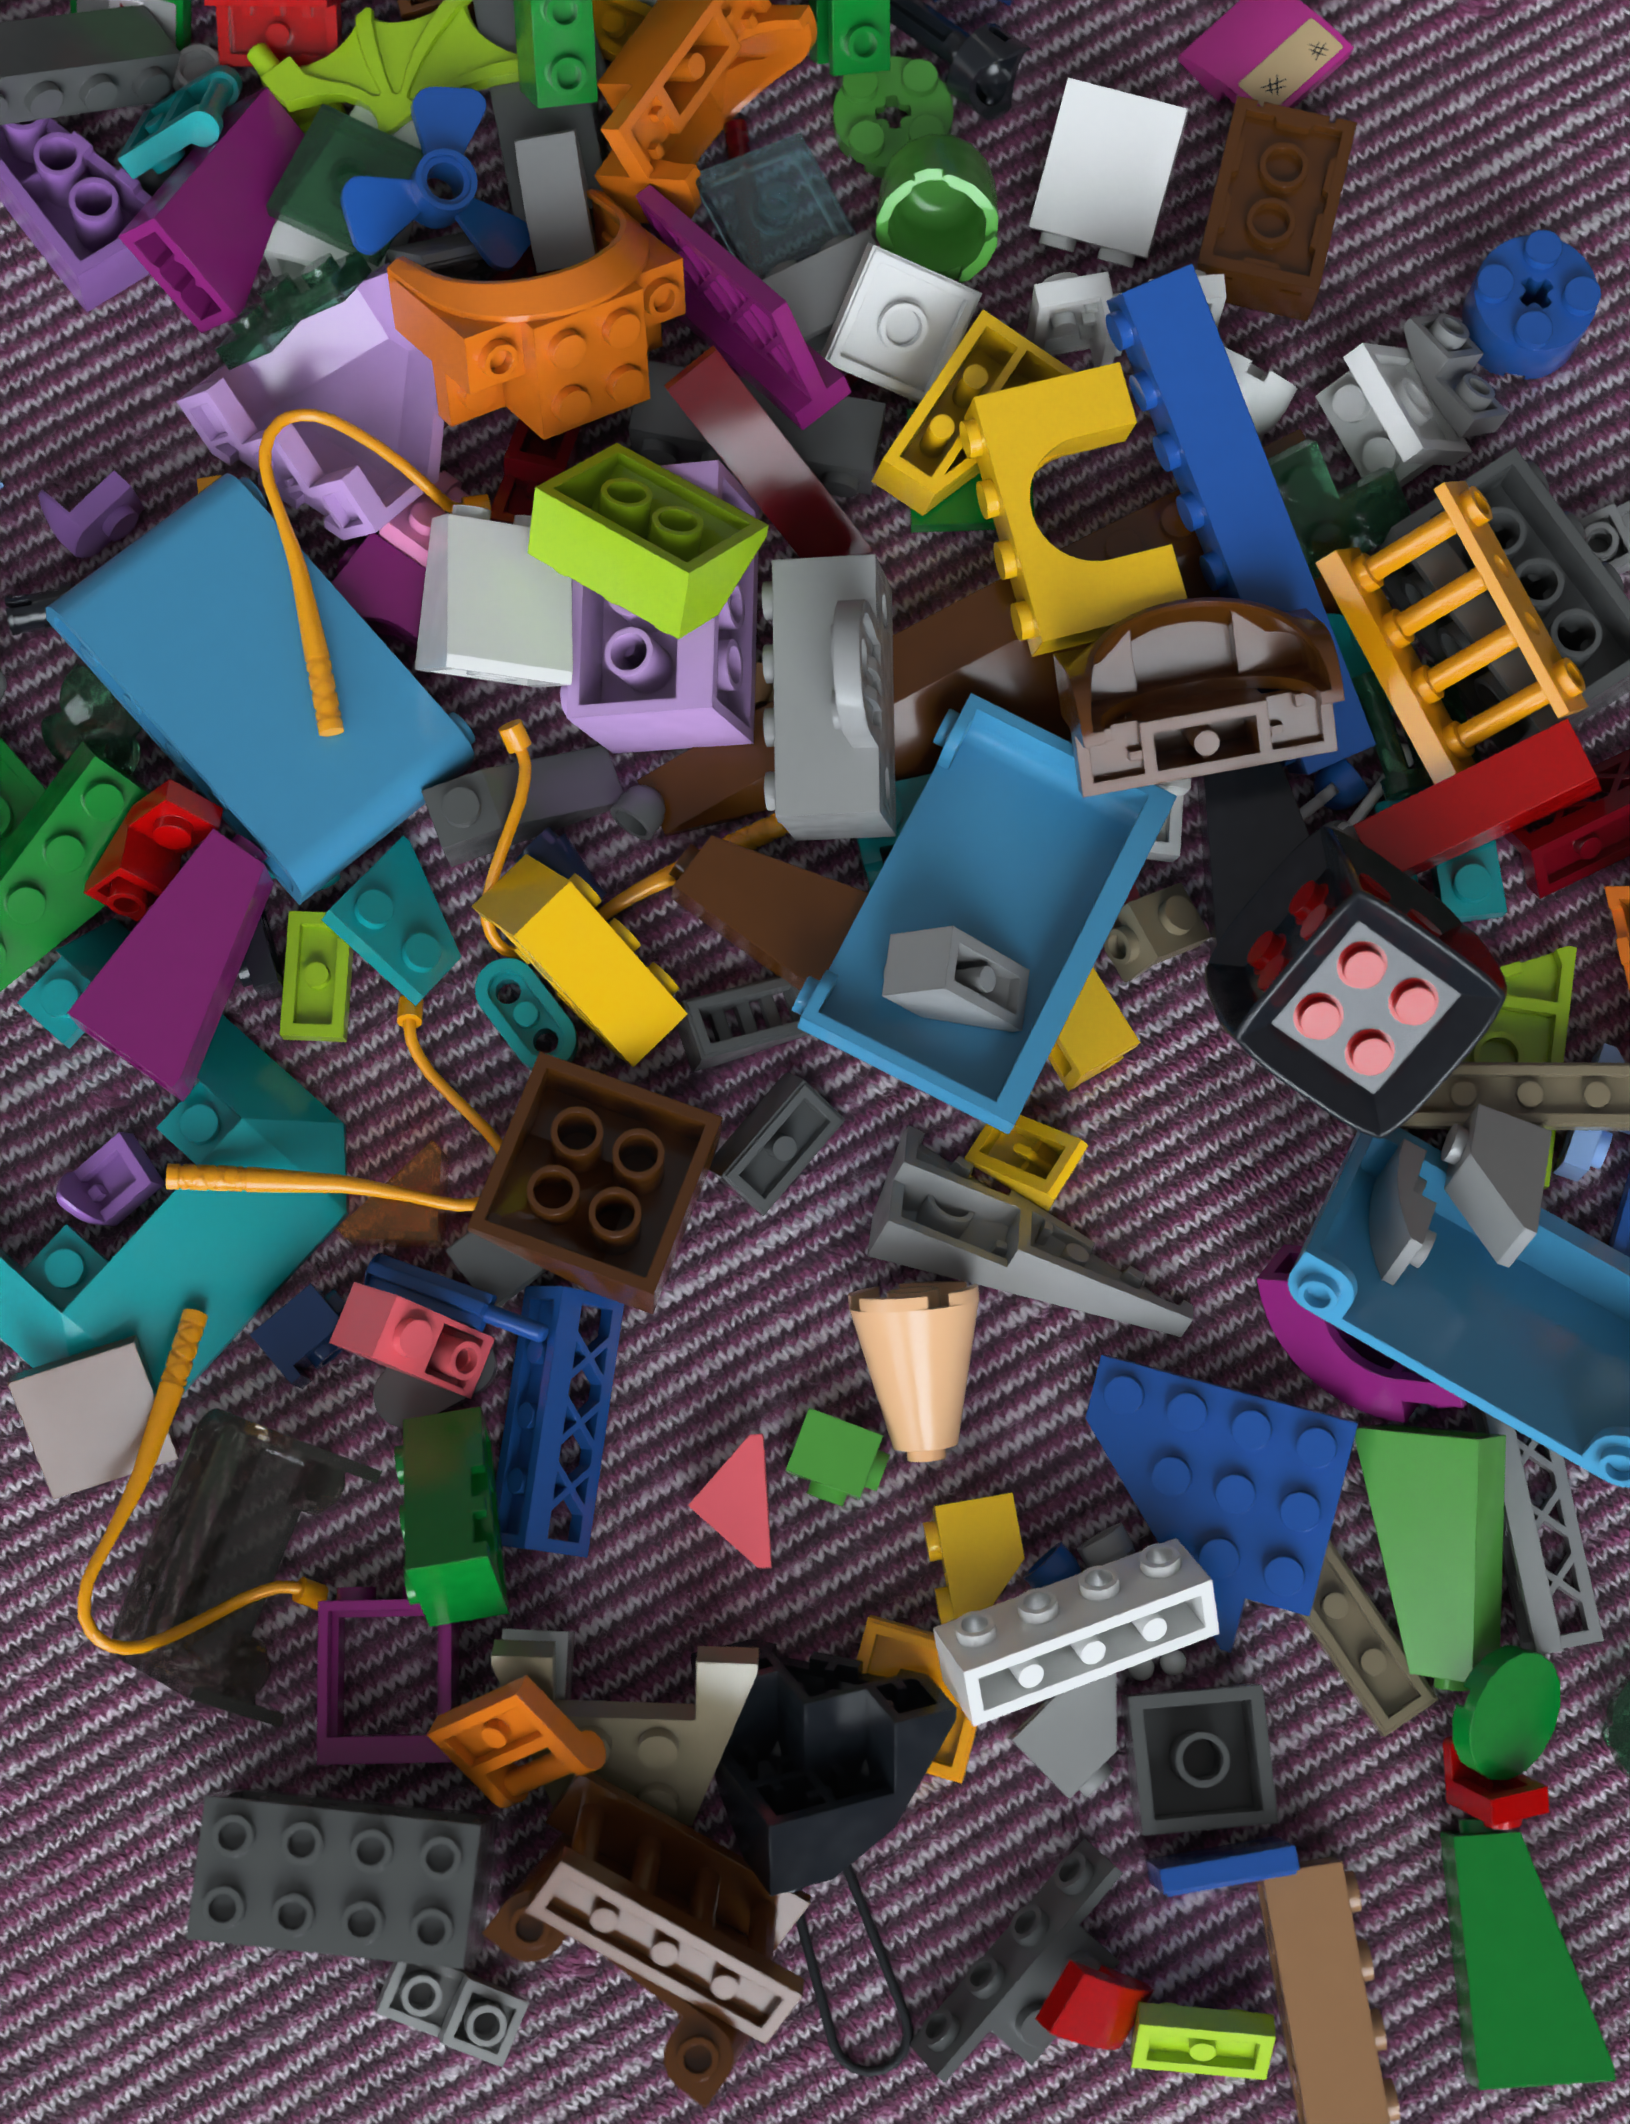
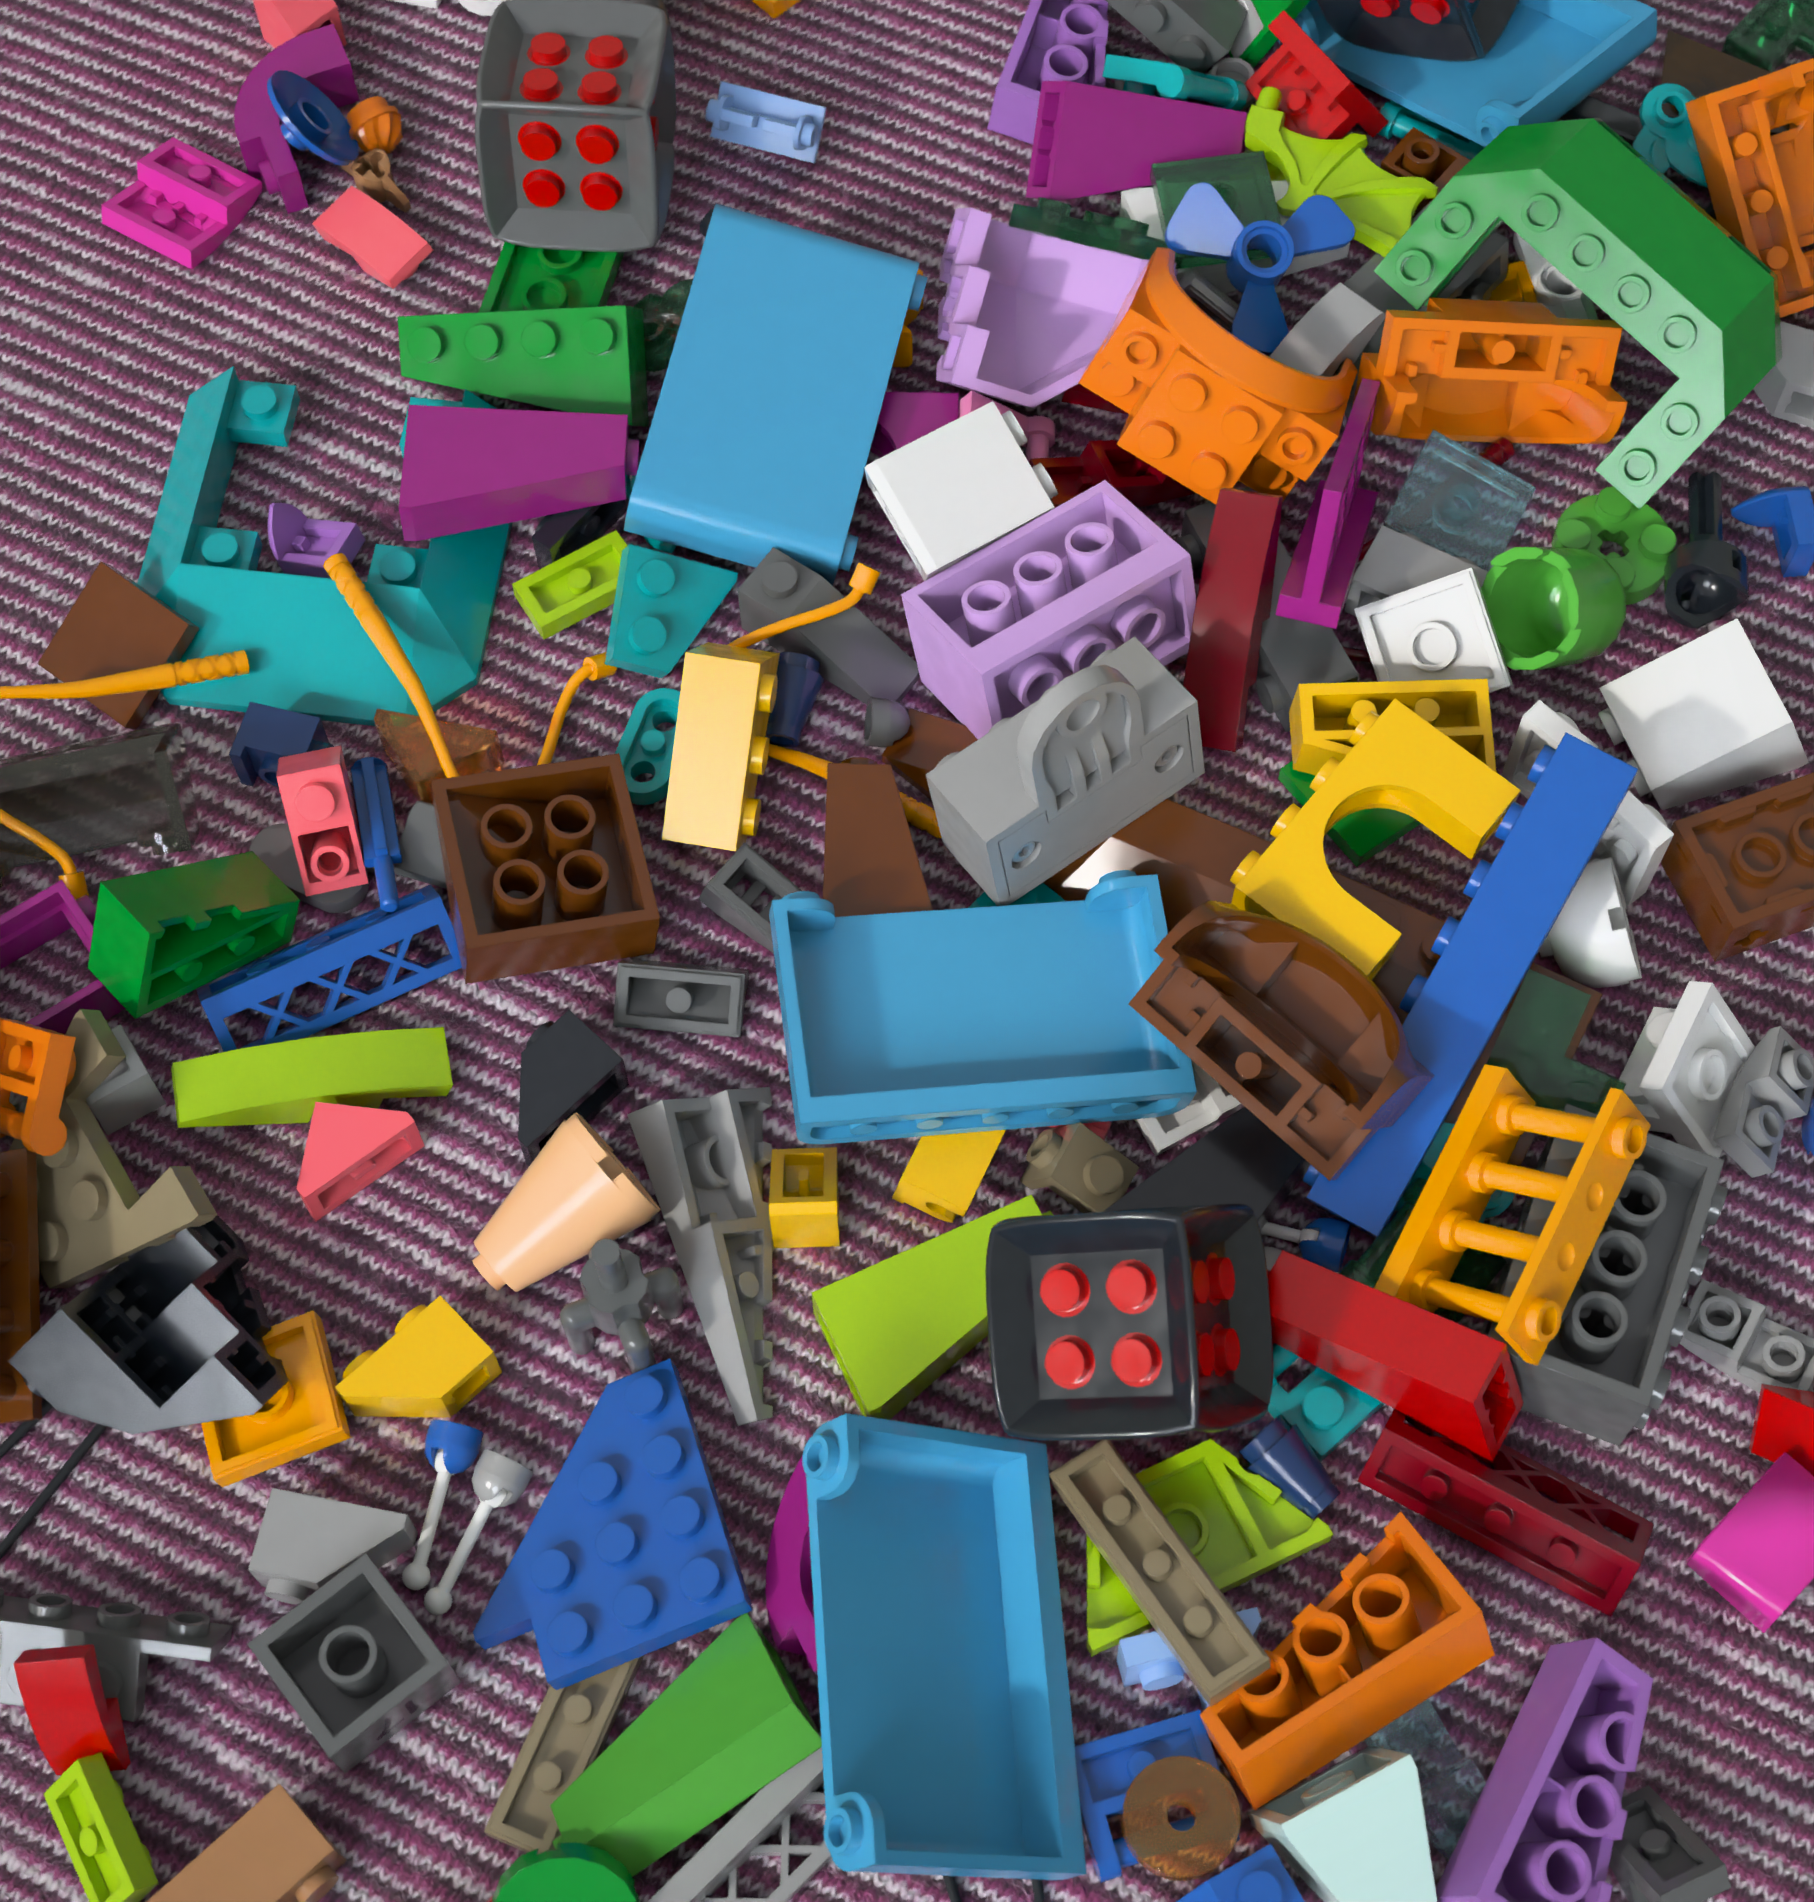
camera: 55 degrees right, 15 degrees down
(101, 516) = (834, 217): medium lavender plate -> none
(150, 848) = (591, 387): red slope -> none
(312, 634) = (833, 388): light orange piece -> none
(643, 538) = (1080, 539): lime slope -> none
(649, 1496) = (286, 1078): none -> lime slope
(797, 1290) = (563, 1074): none -> black slope
(837, 1458) = (437, 1201): bright green brick -> none
(955, 979) = (899, 1010): light grey slope -> none
(1038, 1365) = (620, 1302): none -> dark grey plant
(1076, 1631) = (397, 1470): white brick -> none
(1193, 1124) = (911, 1314): none -> lime slope
(1222, 1866) = (264, 1740): blue tile -> none
(1400, 1214) = (978, 1509): light grey slope -> none
(1498, 1178) = (1057, 1576): light grey slope -> none
(1511, 937) = (1291, 1465): none -> dark blue cone

